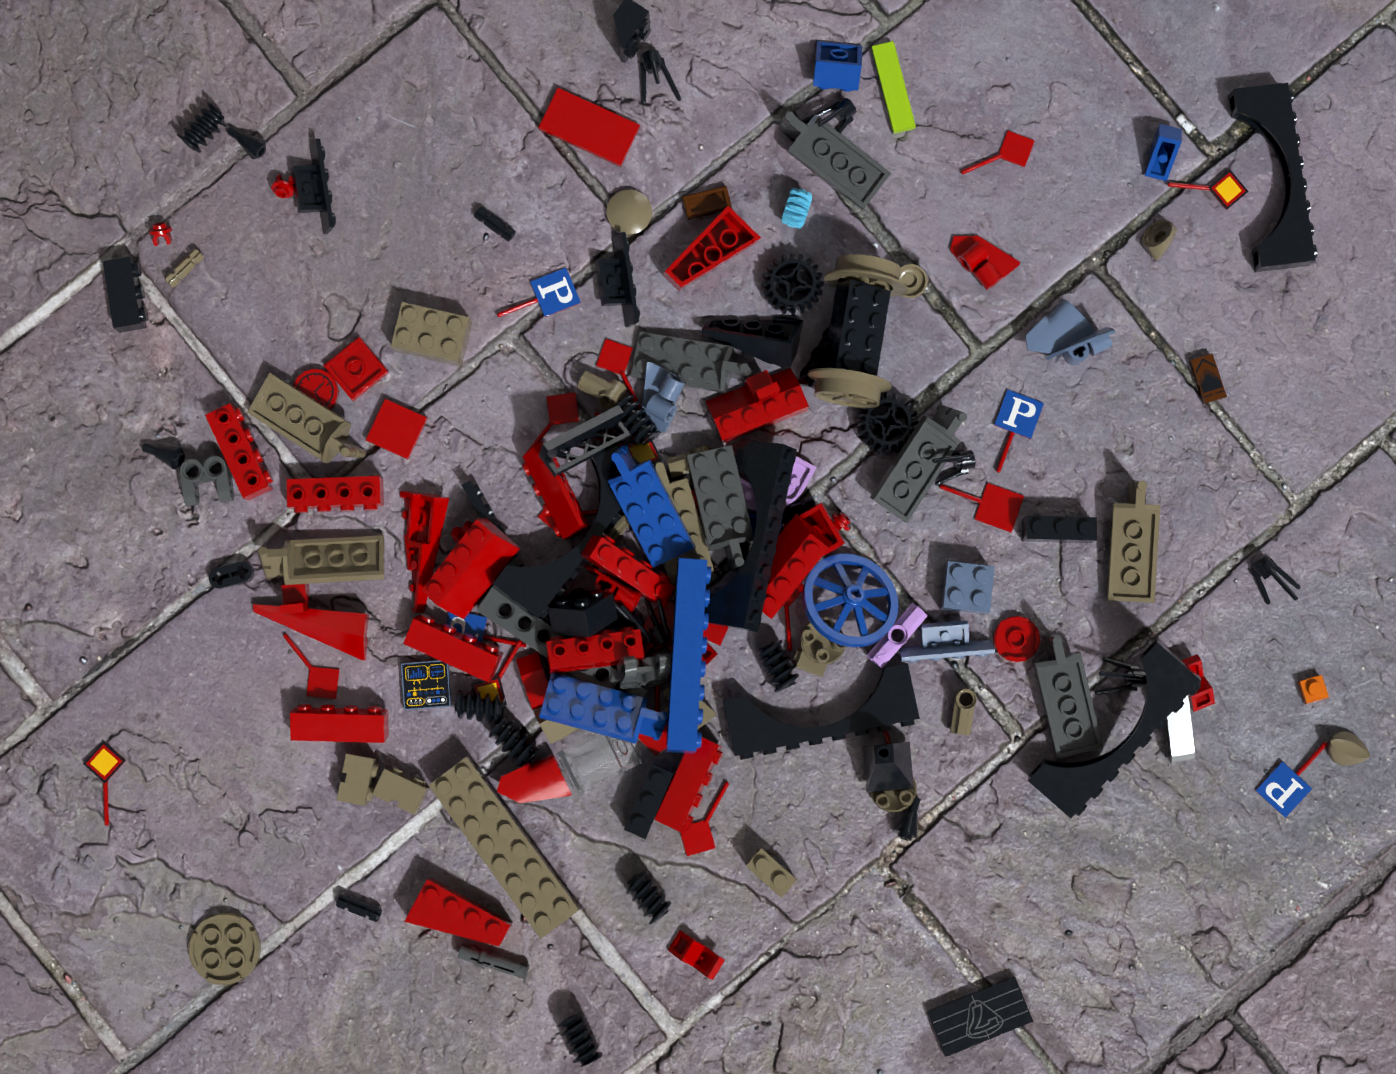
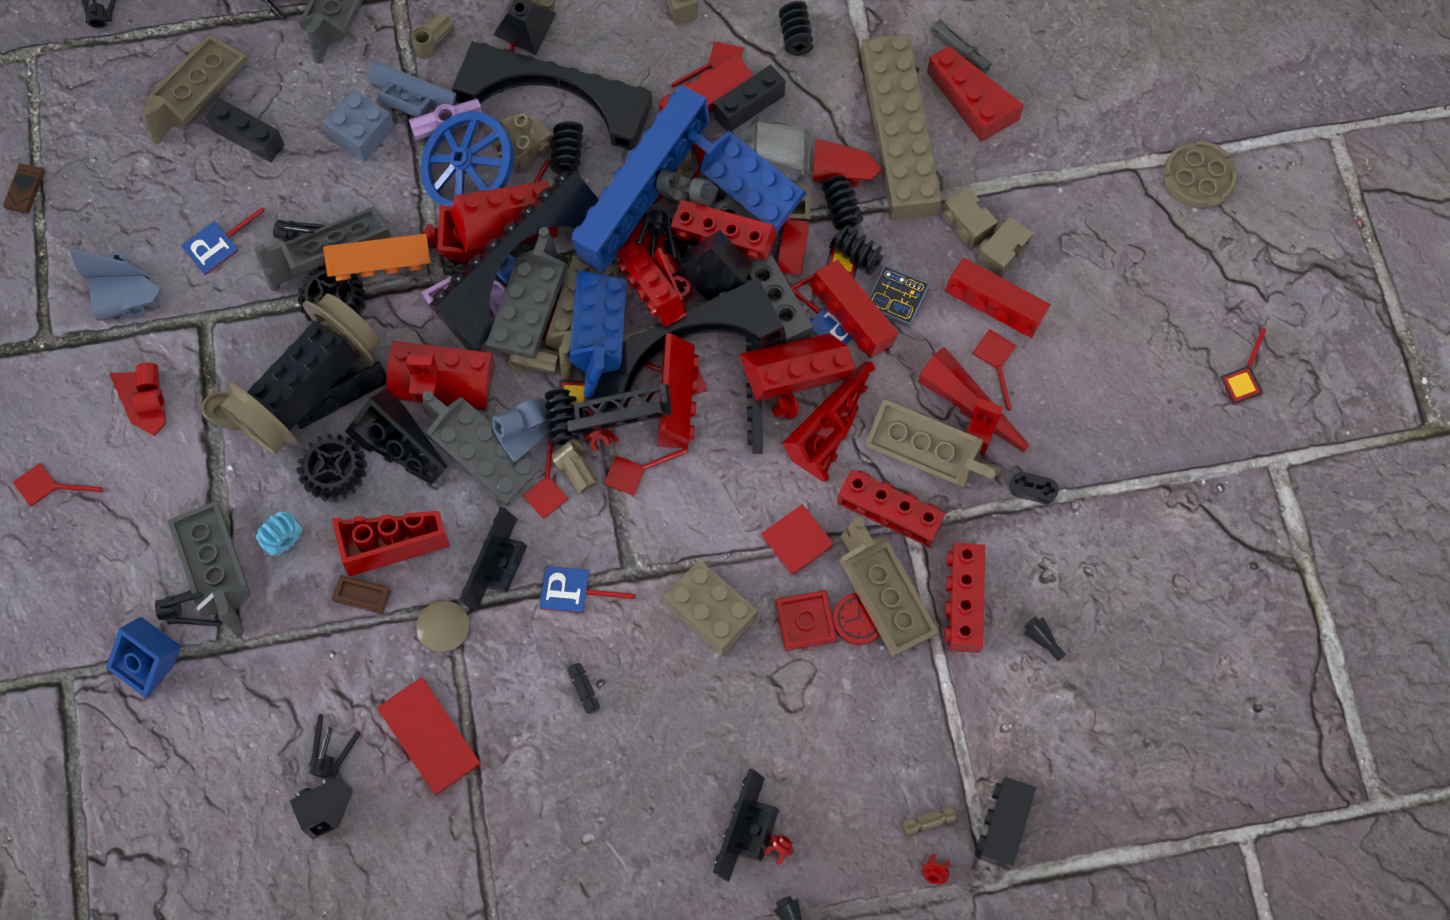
camera: 150 degrees left, 15 degrees down
(190, 485) = (1012, 592): dark grey piece -> none
(359, 907) = (1059, 146): black axle -> none
(867, 470) = (376, 255): none -> orange brick
(893, 87) = (105, 607): lime tile -> none
(997, 506) = (285, 182): red piece -> none
(1016, 639) = (346, 69): red tile -> none

